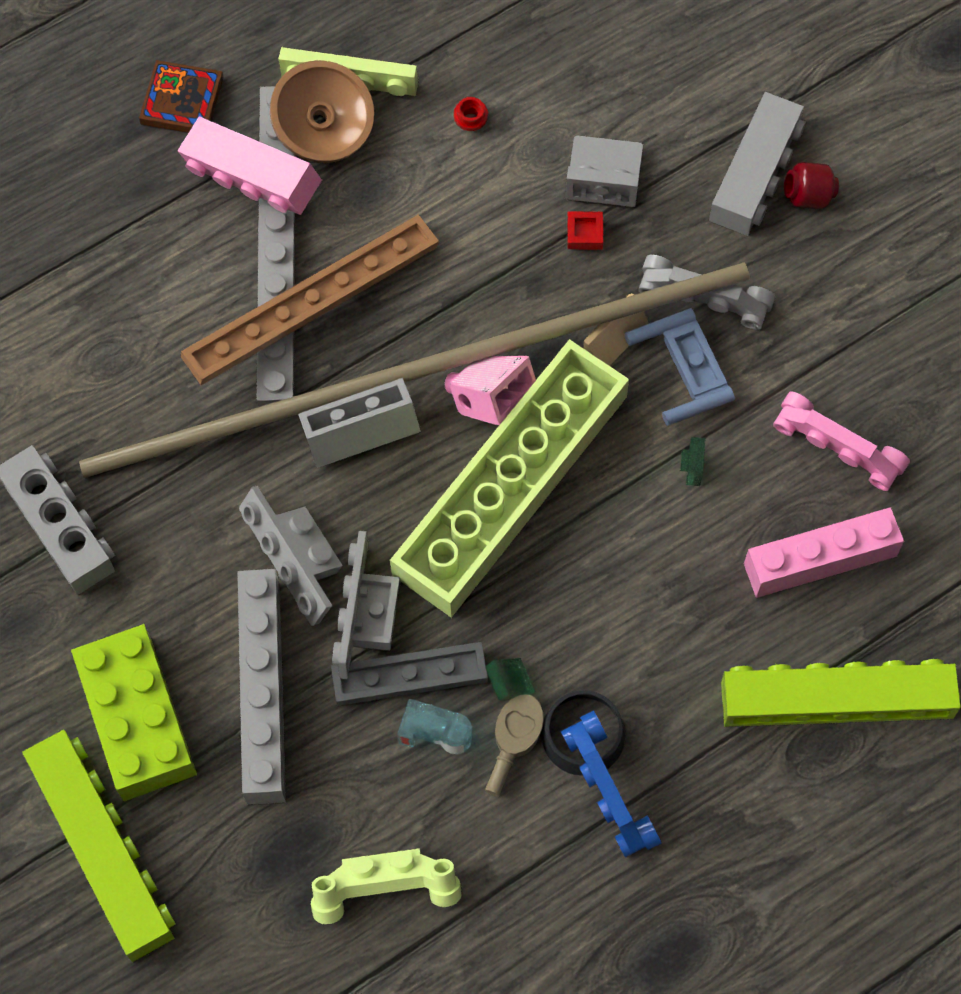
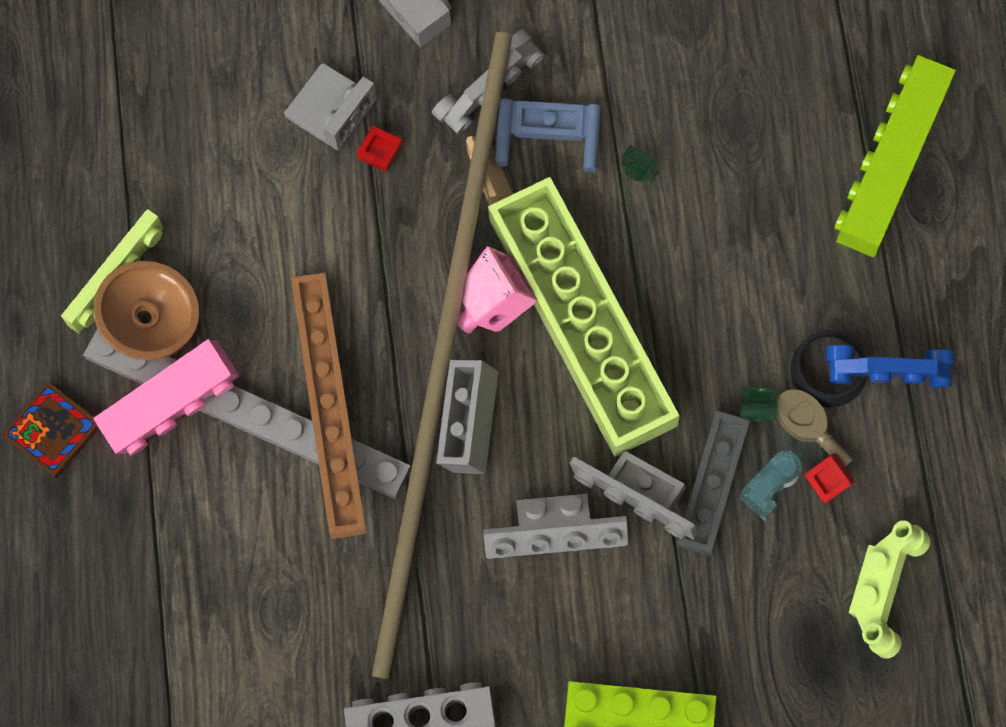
camera: 60 degrees left, 5 degrees up
(261, 687) = (667, 609): light grey brick -> none
(467, 106) = (212, 180): red plate -> none
(467, 779) = (829, 478): none -> red plate
(823, 552) = (771, 106): bright pink brick -> none
(852, 449) = (669, 53): bright pink plate -> none

